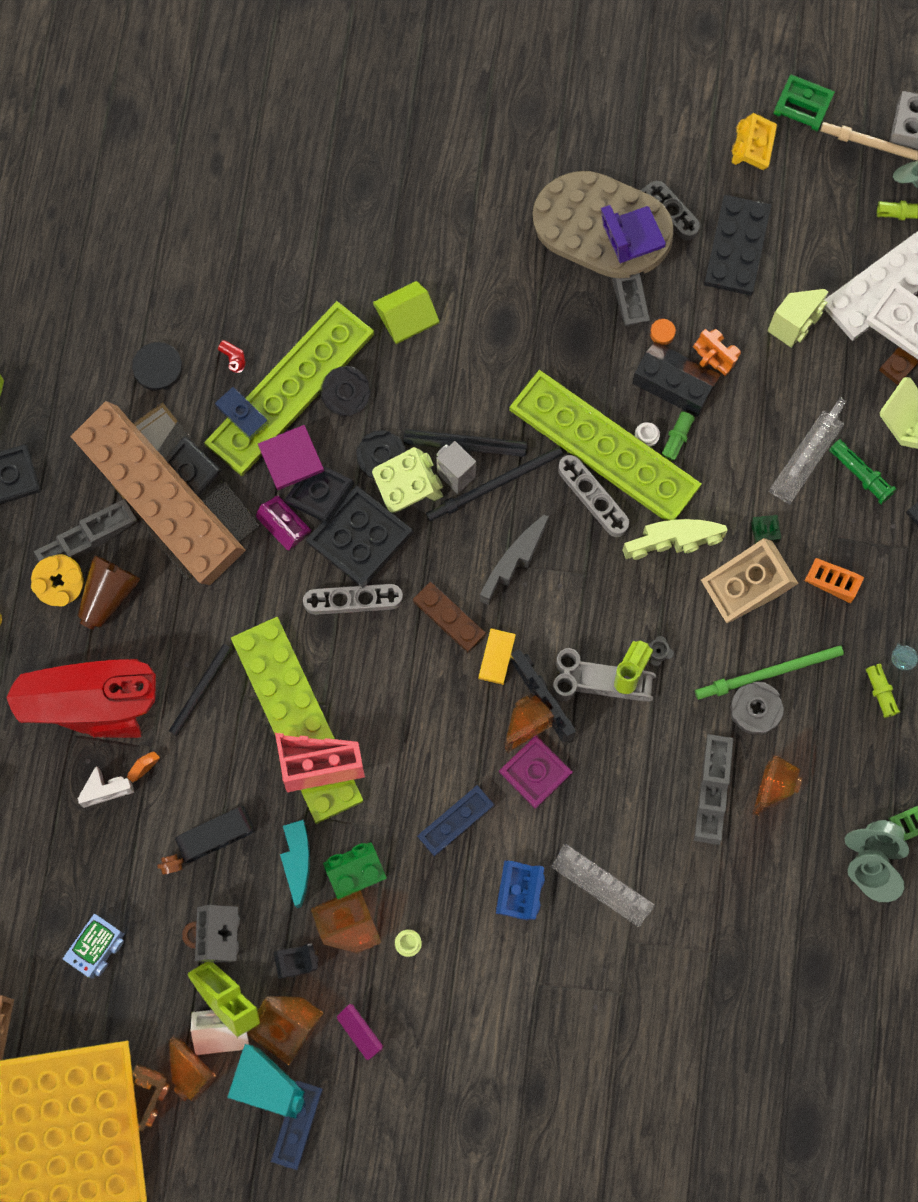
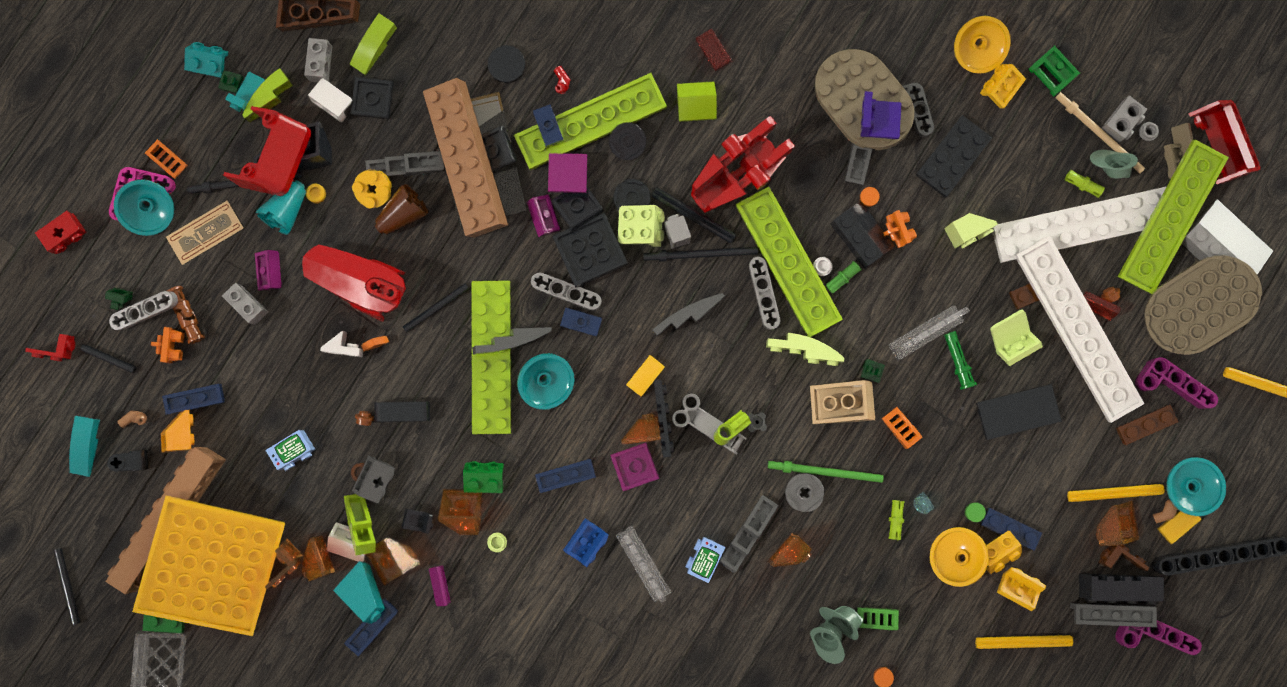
camera: 25 degrees right, 10 degrees up
(297, 861) = (448, 455): teal slope -> none
(317, 762) = (488, 396): coral wedge -> none
(318, 678) = (517, 337): none -> dark grey slope
(388, 627) = (581, 322): none -> dark blue plate
(392, 714) = (553, 388): none -> teal dish
(398, 245) = (713, 49): none -> clear red tile
(449, 617) = (625, 333): reddish brown plate -> none
(481, 394) = (719, 186): none -> red piece
(676, 843) = (705, 559): none -> brick
(720, 102) = (992, 47): none -> yellow dish

